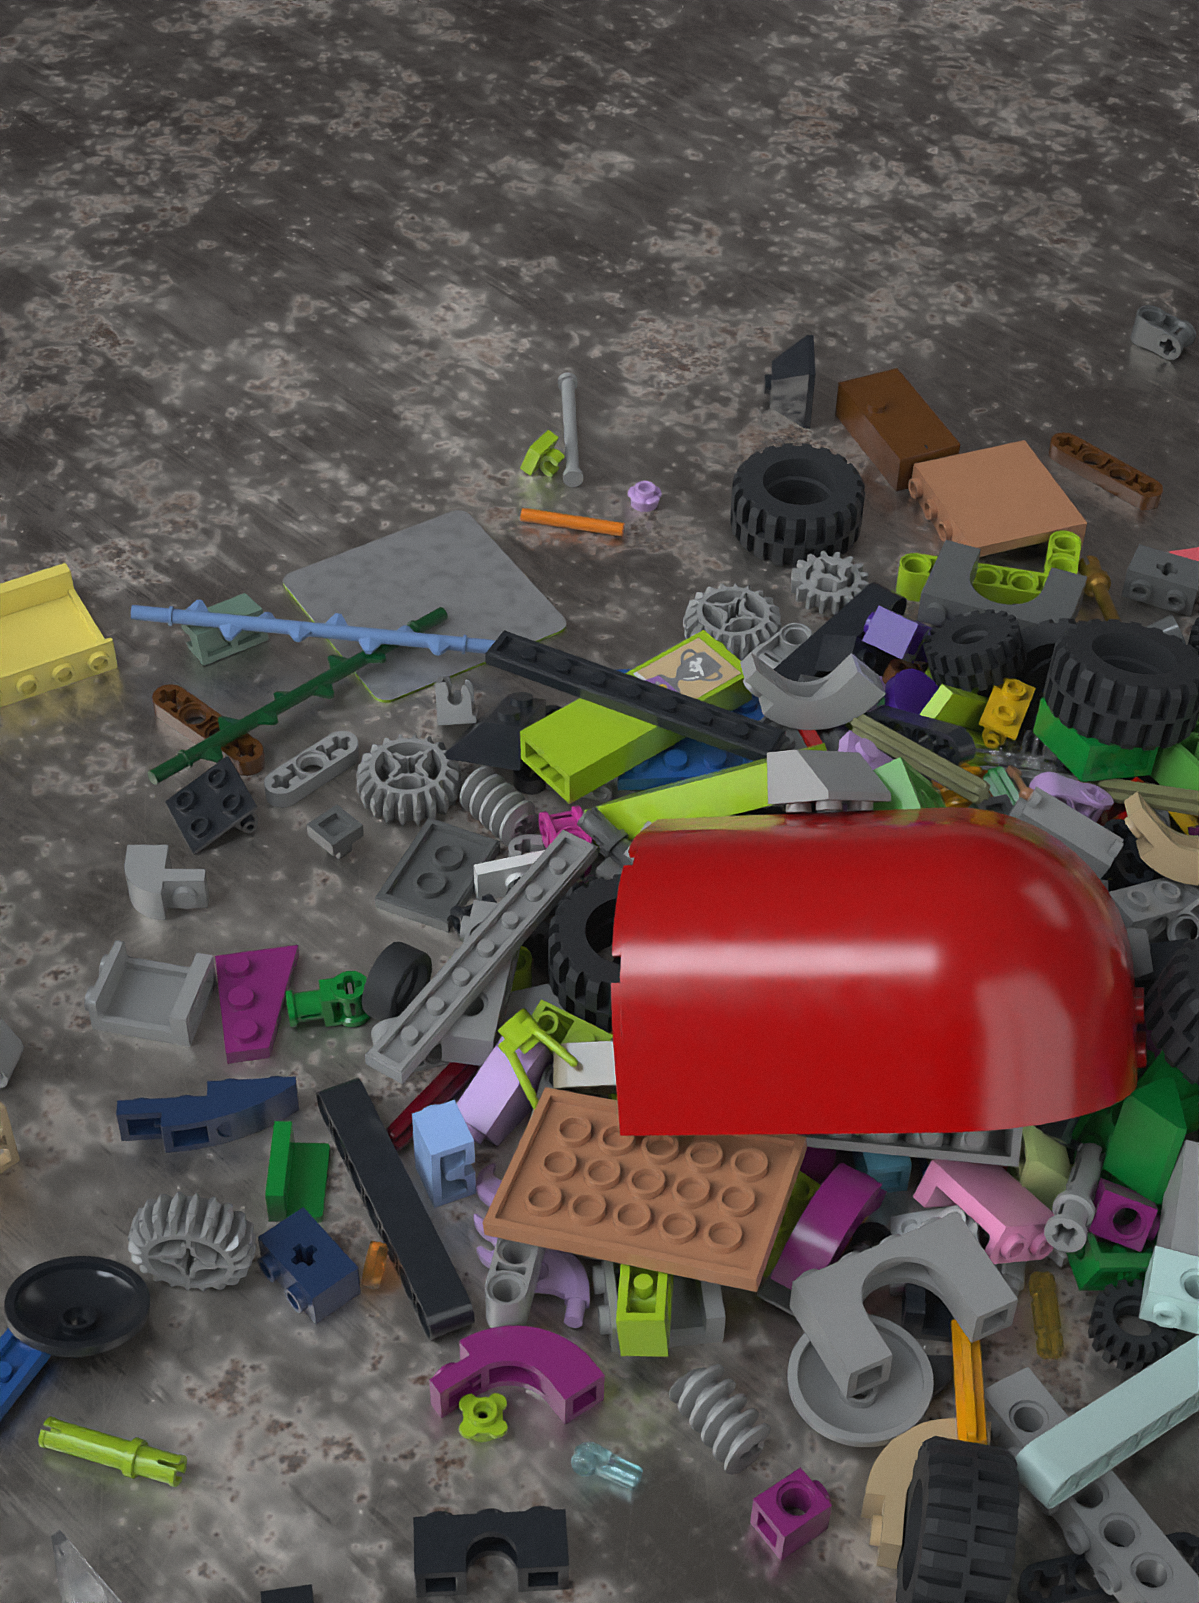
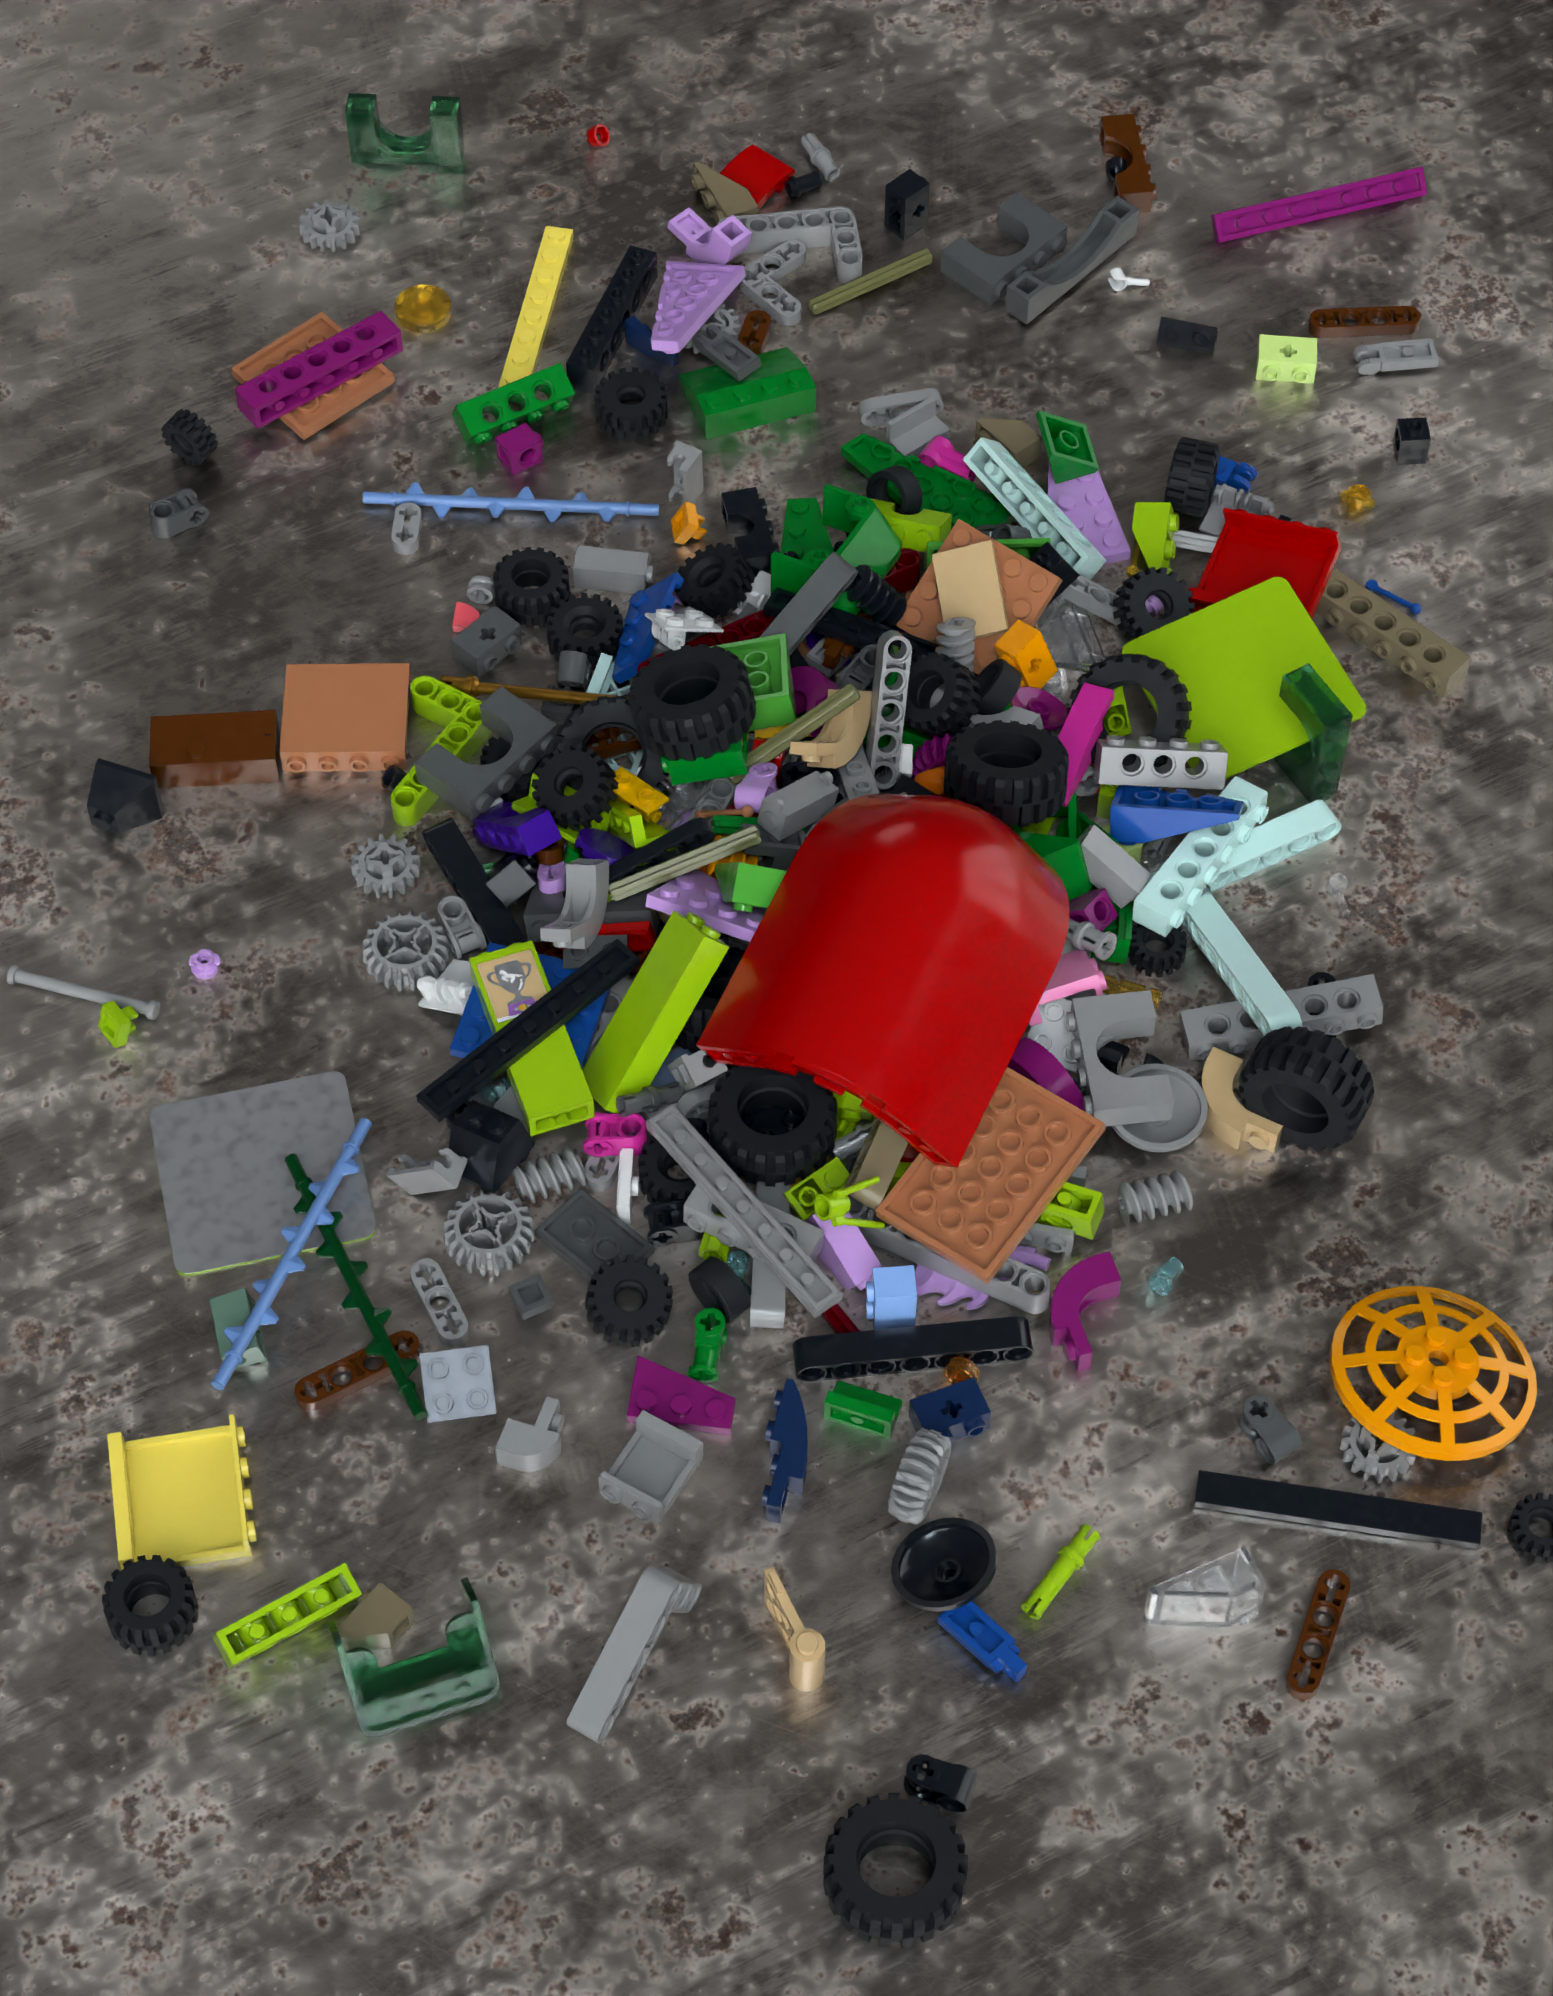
camera: 70 degrees left, 10 degrees up
(362, 936) = (623, 1324): none -> black tyre
(487, 1428) = (1101, 1347): lime plate -> none
(529, 1539) = (1214, 1334): black arch -> none
(572, 522) = (211, 1029): orange bar -> none
(785, 1531) = (1233, 1194): magenta brick -> none
(796, 503) = (280, 822): black tyre -> none
(823, 781) = (740, 917): light grey slope -> none
(968, 1387) = (1185, 1048): light orange axle -> none
(1136, 490) = (328, 622): reddish brown beam -> none

